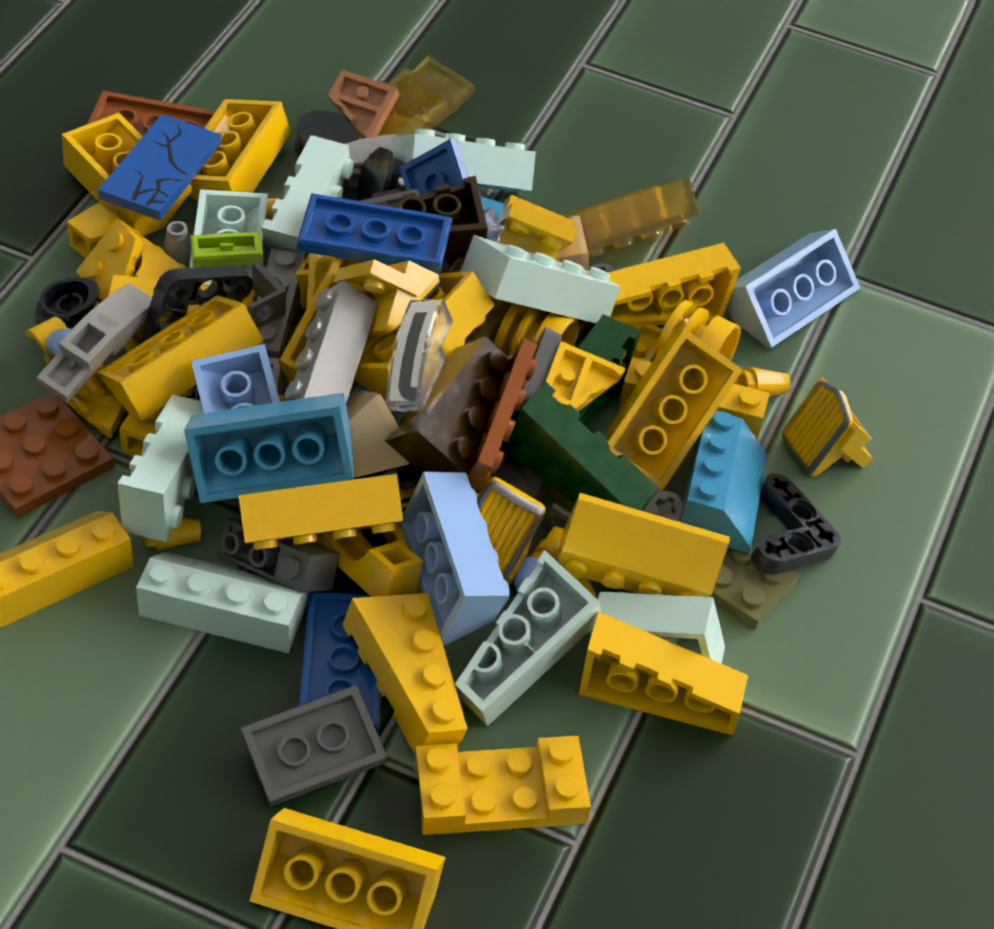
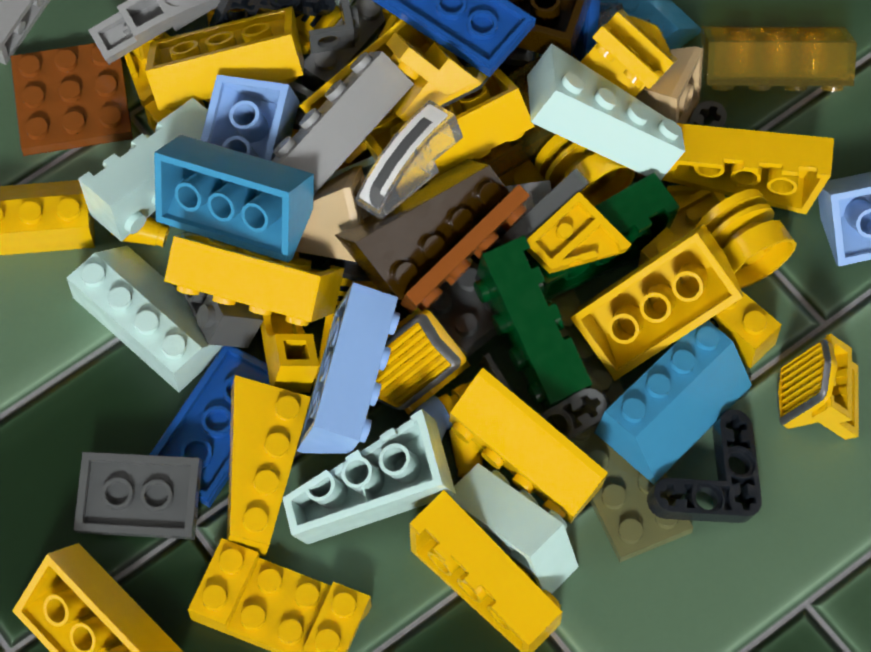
camera: 35 degrees right, 15 degrees up
(765, 380) = (795, 305): yellow cone -> none

